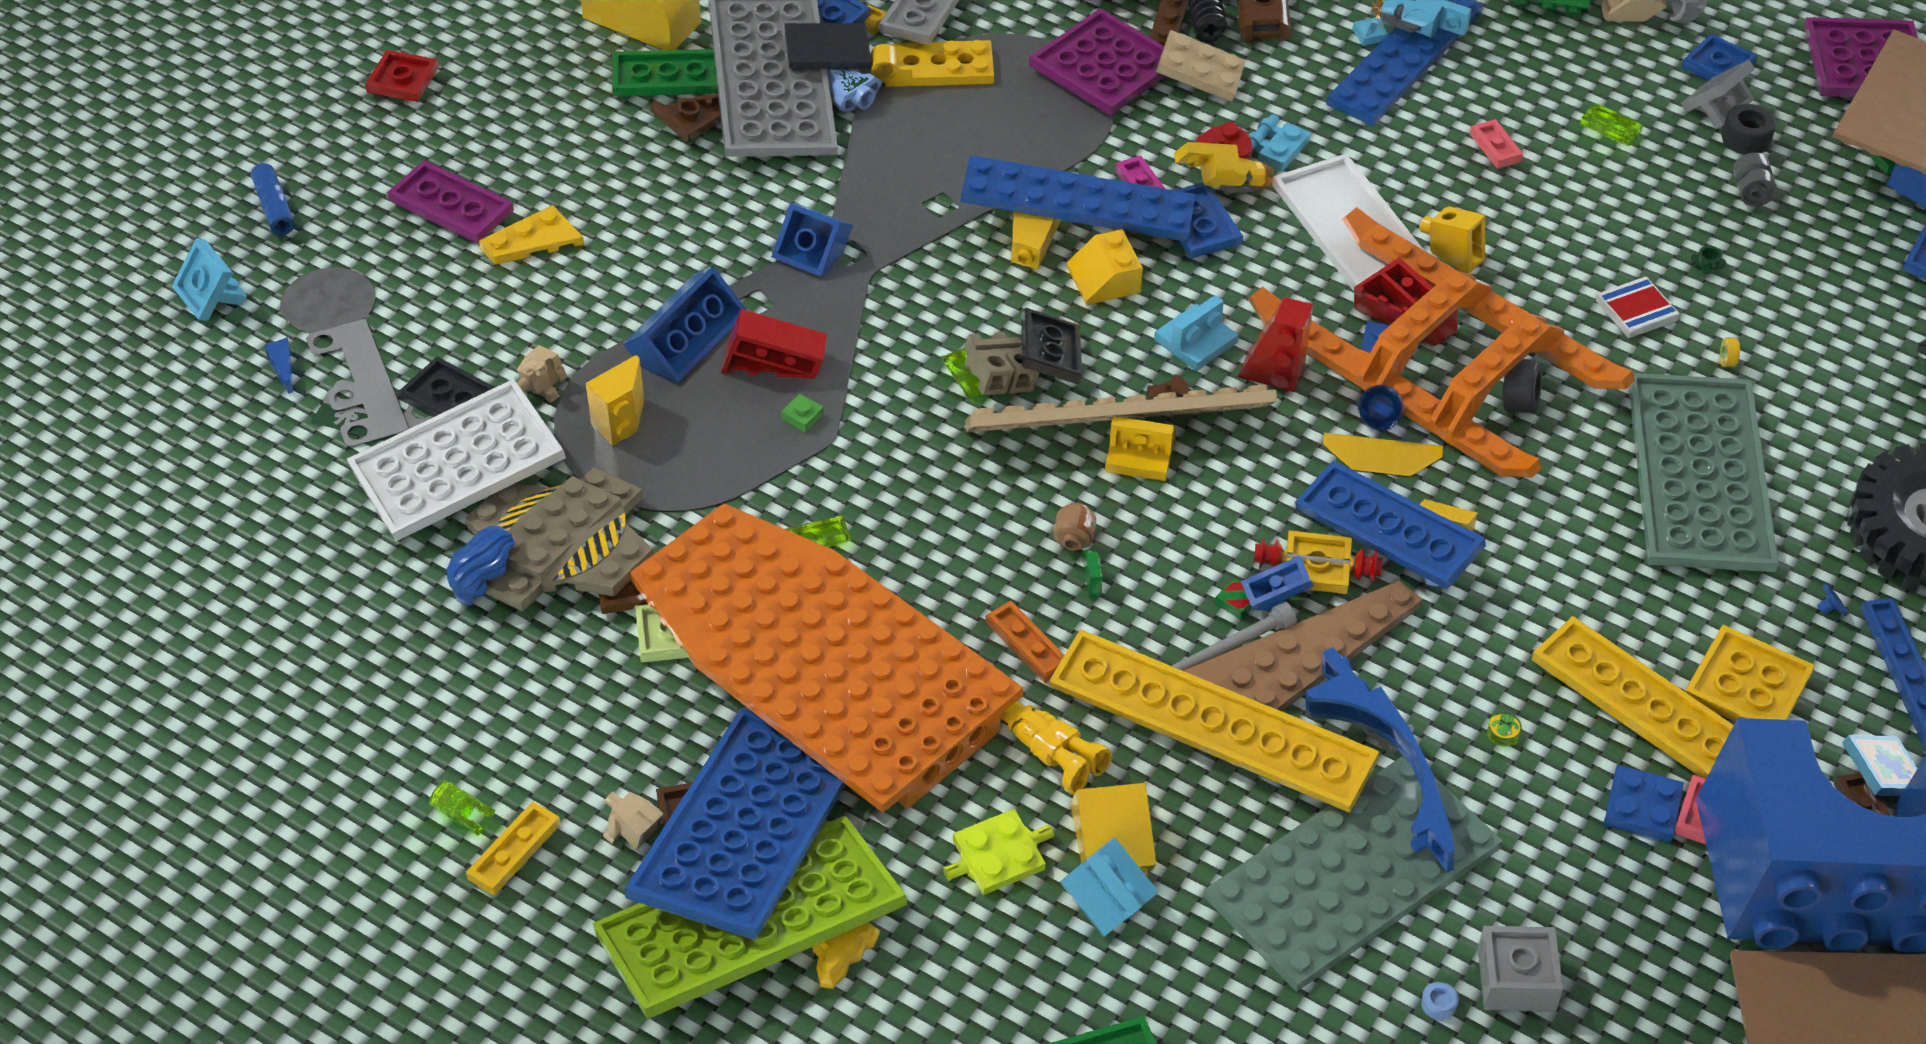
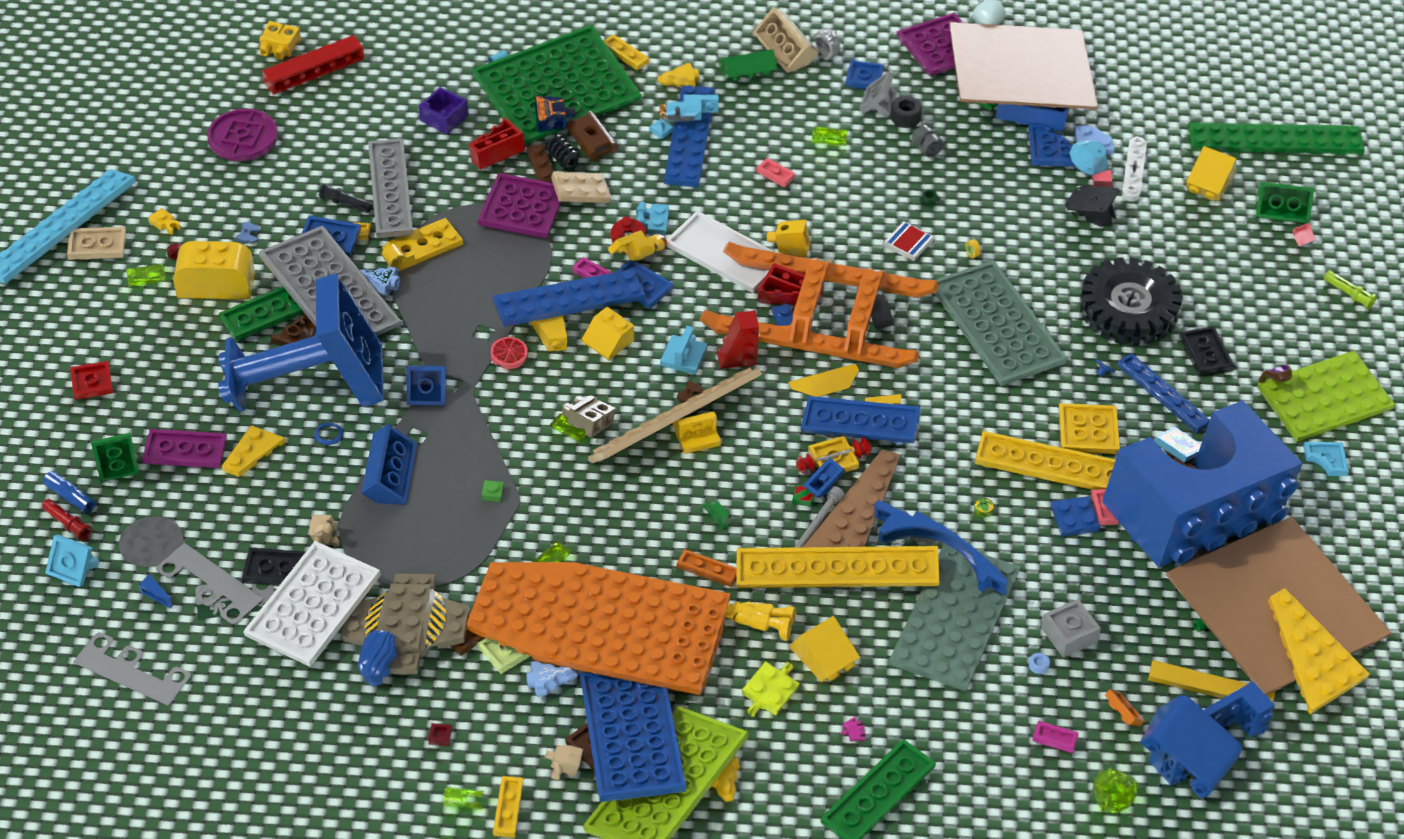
camera: 30 degrees left, 0 degrees up
(171, 451) = (125, 674): none -> light grey piece
(246, 237) = (72, 523): none -> red pin
(349, 174) = (115, 457): none -> green slope
(499, 707) = (440, 734): none -> dark red tile
(617, 400) = (386, 529): yellow slope -> none
(650, 266) = (329, 442): none -> blue piece
(693, 694) = (548, 677): none -> light blue rock
(706, 117) = (340, 337): none -> blue piece
(773, 346) = (451, 458): red wedge -> none
(827, 46) = (355, 258): black tile -> none
(953, 242) = (509, 352): none -> tile
(1051, 346) = (611, 392): black tile -> none
(1076, 525) = (692, 492): medium nougat head -> none
(1083, 970) = (854, 730): none -> dark pink piece
(1109, 887) = (844, 680): medium azure bracket -> none
(1381, 407) = (813, 354): clear blue hair -> none

